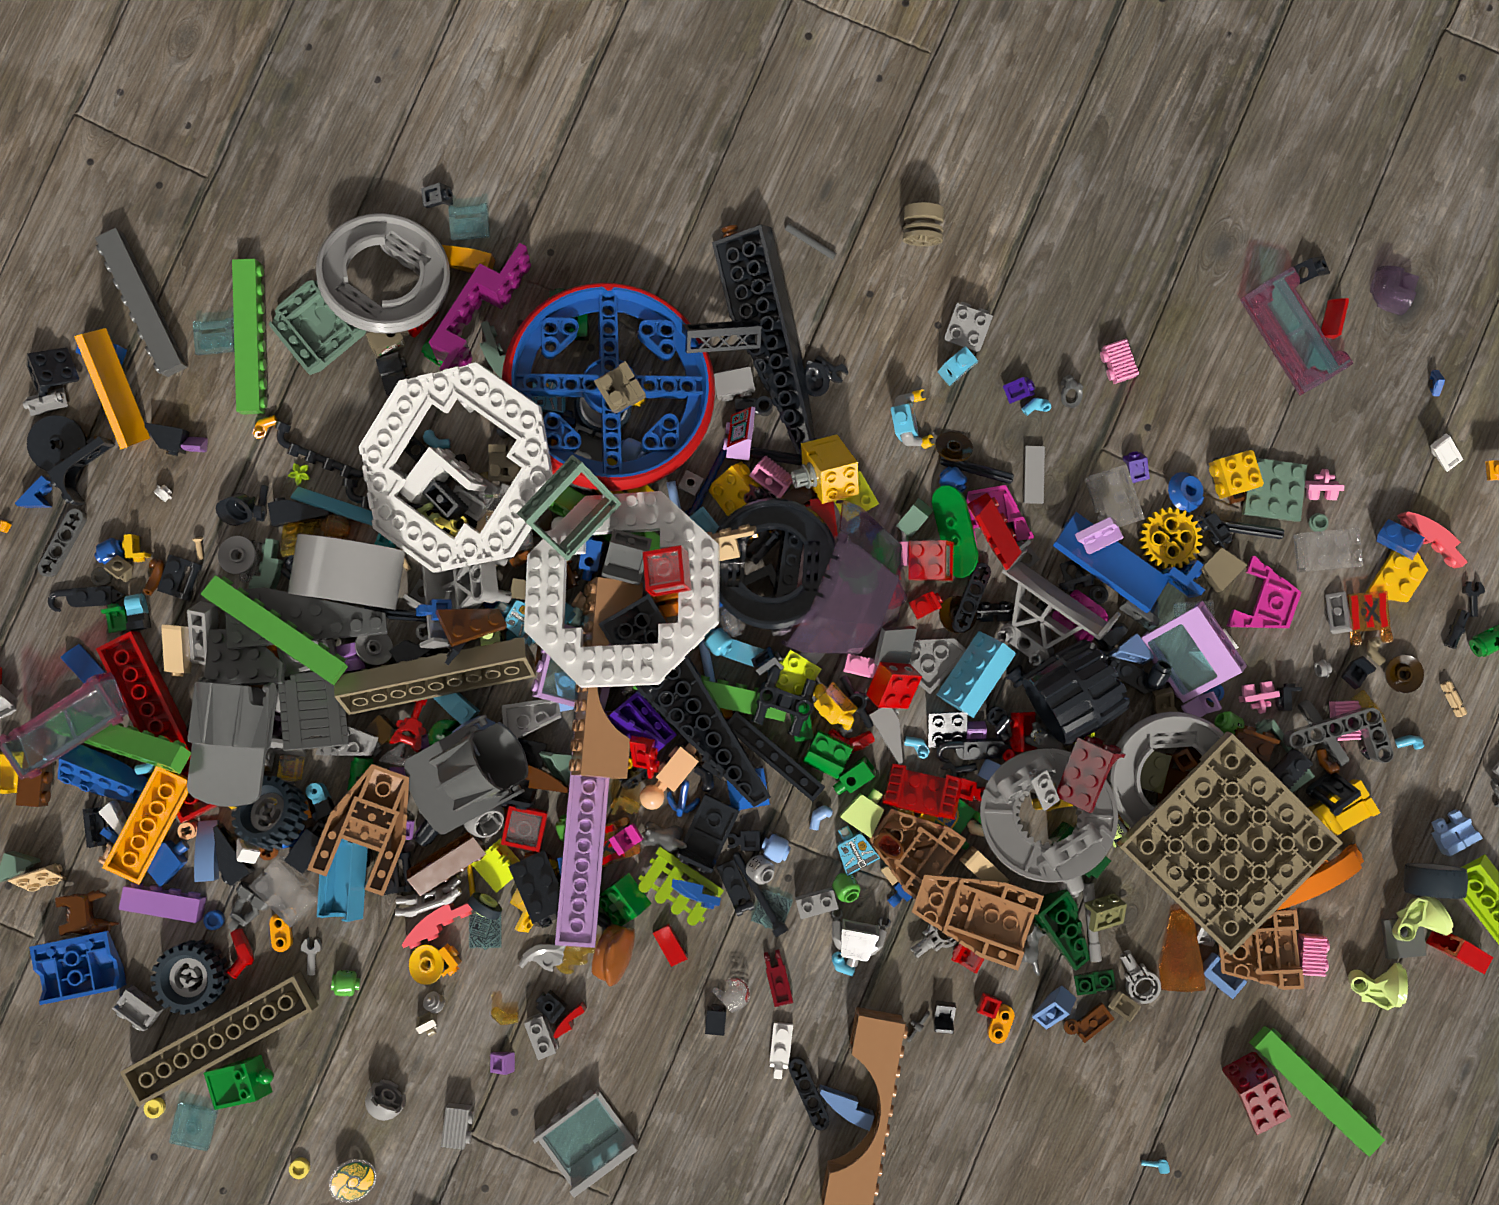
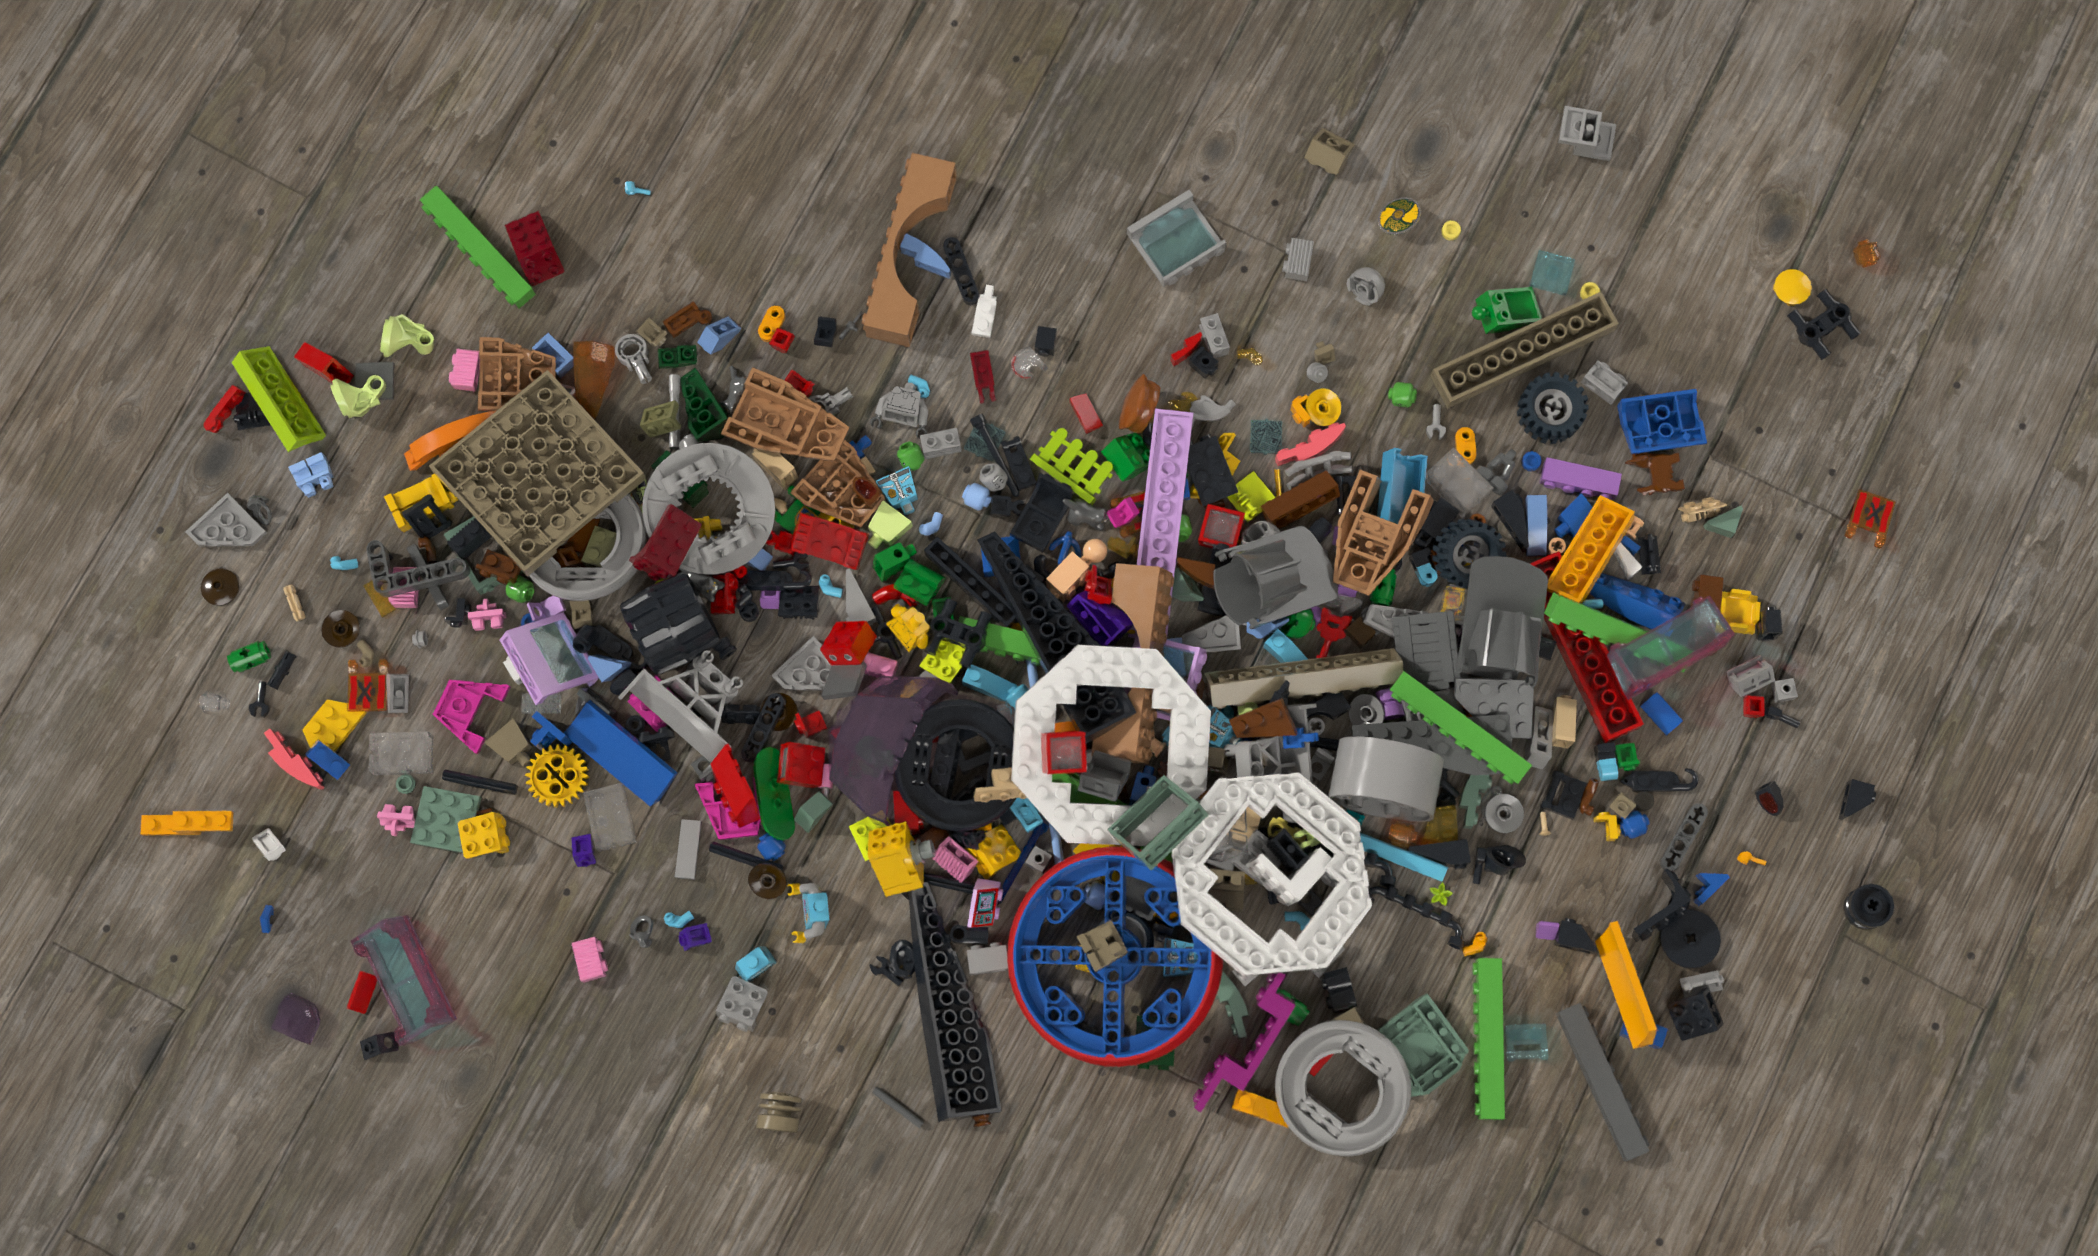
camera: 170 degrees left, 10 degrees down
(163, 493) = (1579, 881): white plate -> none
(244, 953) = (1500, 427): red arm -> none
(247, 852) = (1497, 520): white slope -> none
(437, 195) = (1288, 1179): black bracket -> none
(469, 227) = (1256, 1142): clear light blue plate -> none
(485, 905) = (1263, 457): black wheel -> none
(502, 1062) = (1254, 314): medium lavender slope -> none
(694, 892) = (1056, 456): blue plate -> none
(720, 329) = (995, 1007): black fence -> none
(766, 659) = (972, 673): black bracket -> none
(976, 674) = (766, 650): medium azure brick -> none
(1044, 788) = (712, 530): light grey hinge -> none
(1099, 535) = (629, 776): lavender bracket -> none
(1185, 491) = (536, 821): blue piece -> none
(1209, 524) = (508, 775): black hinge -> none
(1357, 672) = (386, 633): black bracket -> none
(1435, 880) = (340, 429): black wheel -> none

